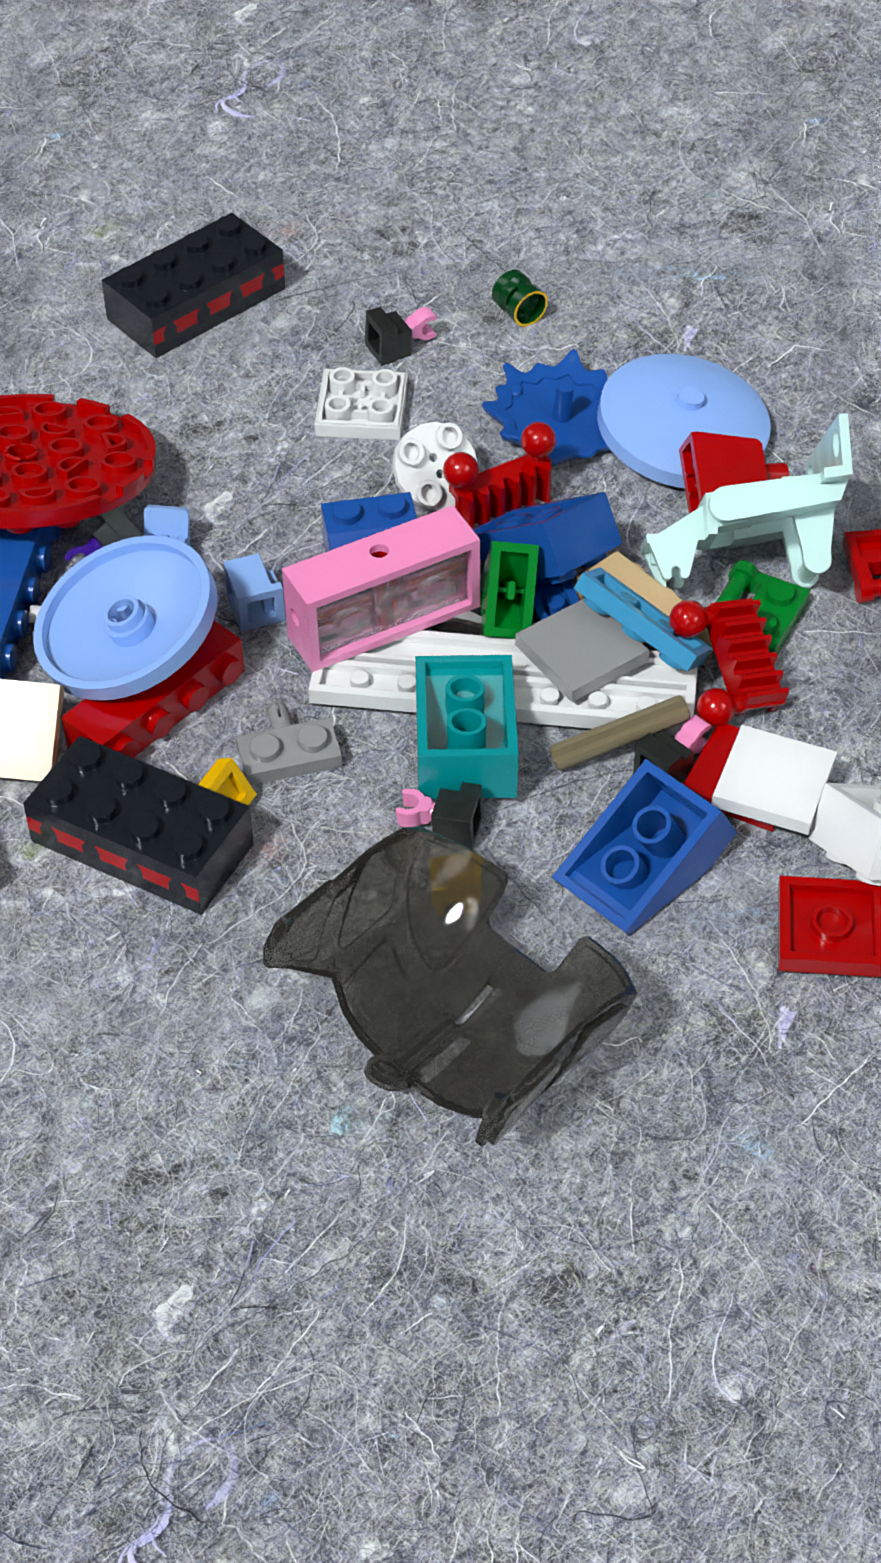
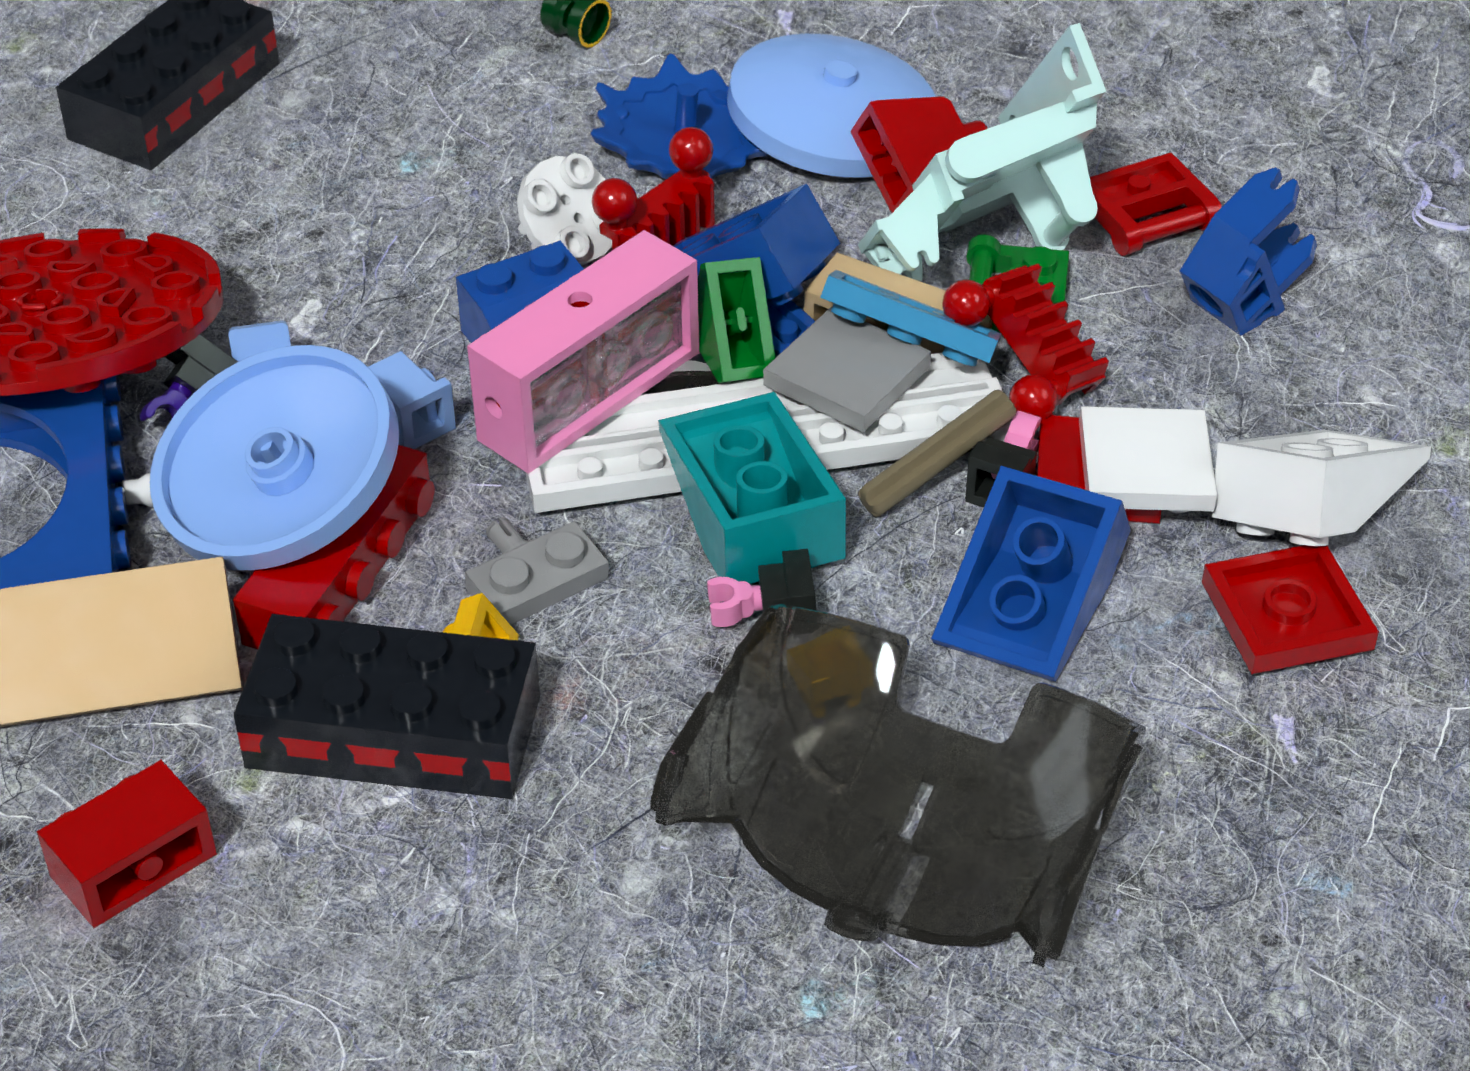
camera: 20 degrees left, 5 degrees down
(361, 404) = (436, 167): white tile -> none
(391, 337) = (441, 86): pearl dark grey piece -> none

